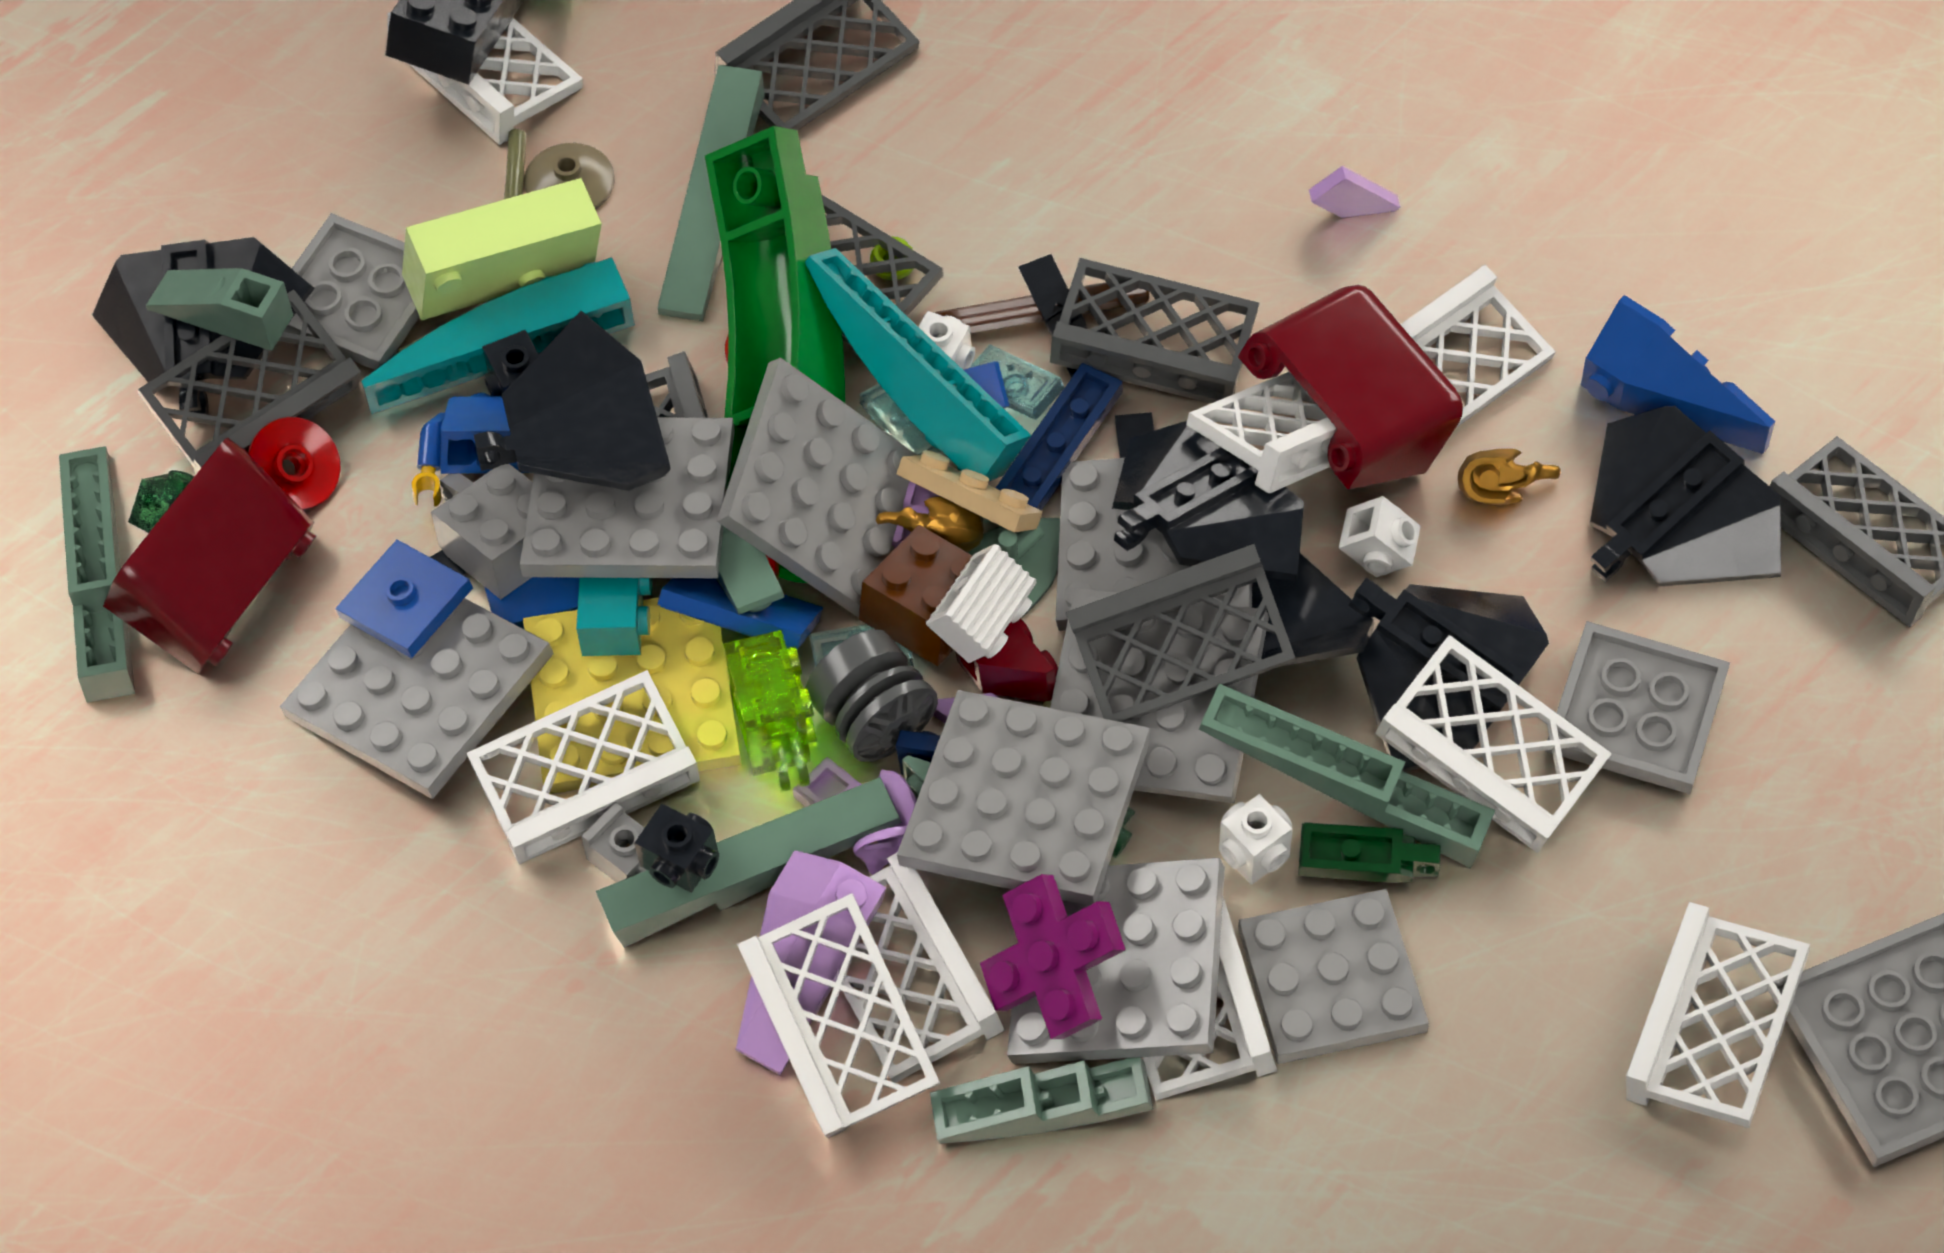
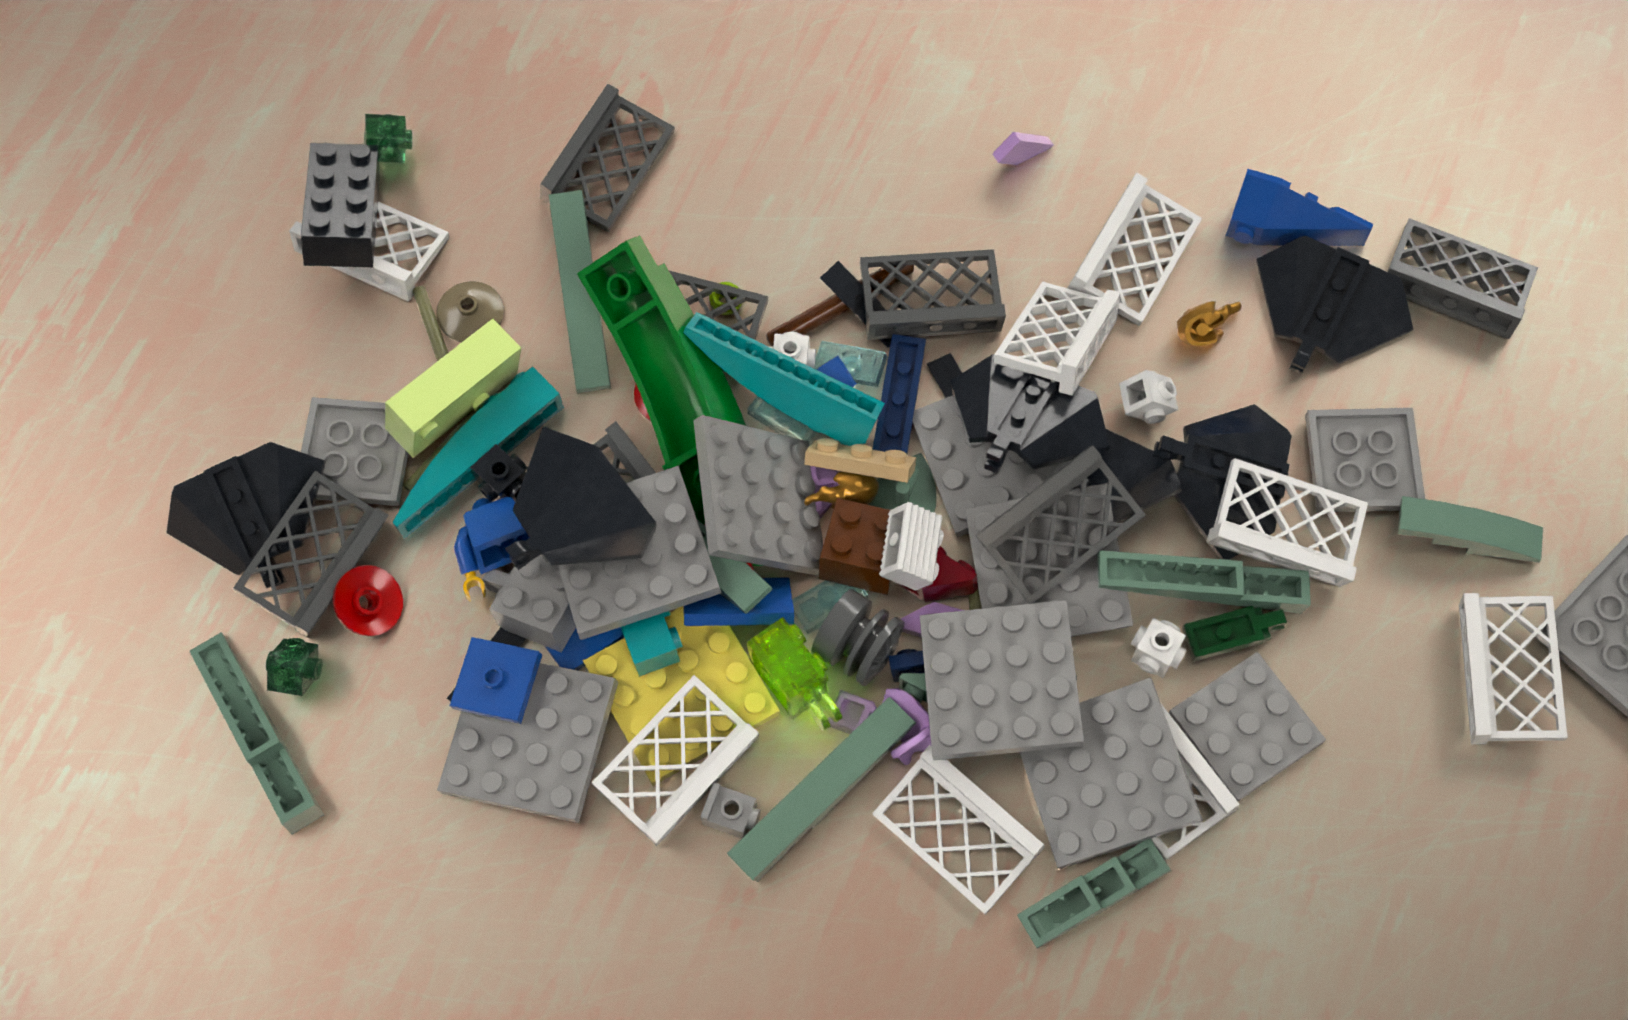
camera: 20 degrees left, 10 degrees up
(209, 558) = (343, 699): dark red windscreen -> none
(226, 302) = (271, 502): sand green slope -> none
(677, 848) = (768, 797): black brick -> none
(797, 1035) = (921, 917): white fence -> none
(800, 889) = (891, 837): lavender wedge -> none
(1052, 956) = (1071, 793): magenta plate -> none
(1367, 379) = (1097, 286): dark red windscreen -> none
(1745, 834) = (1470, 528): none -> sand green slope

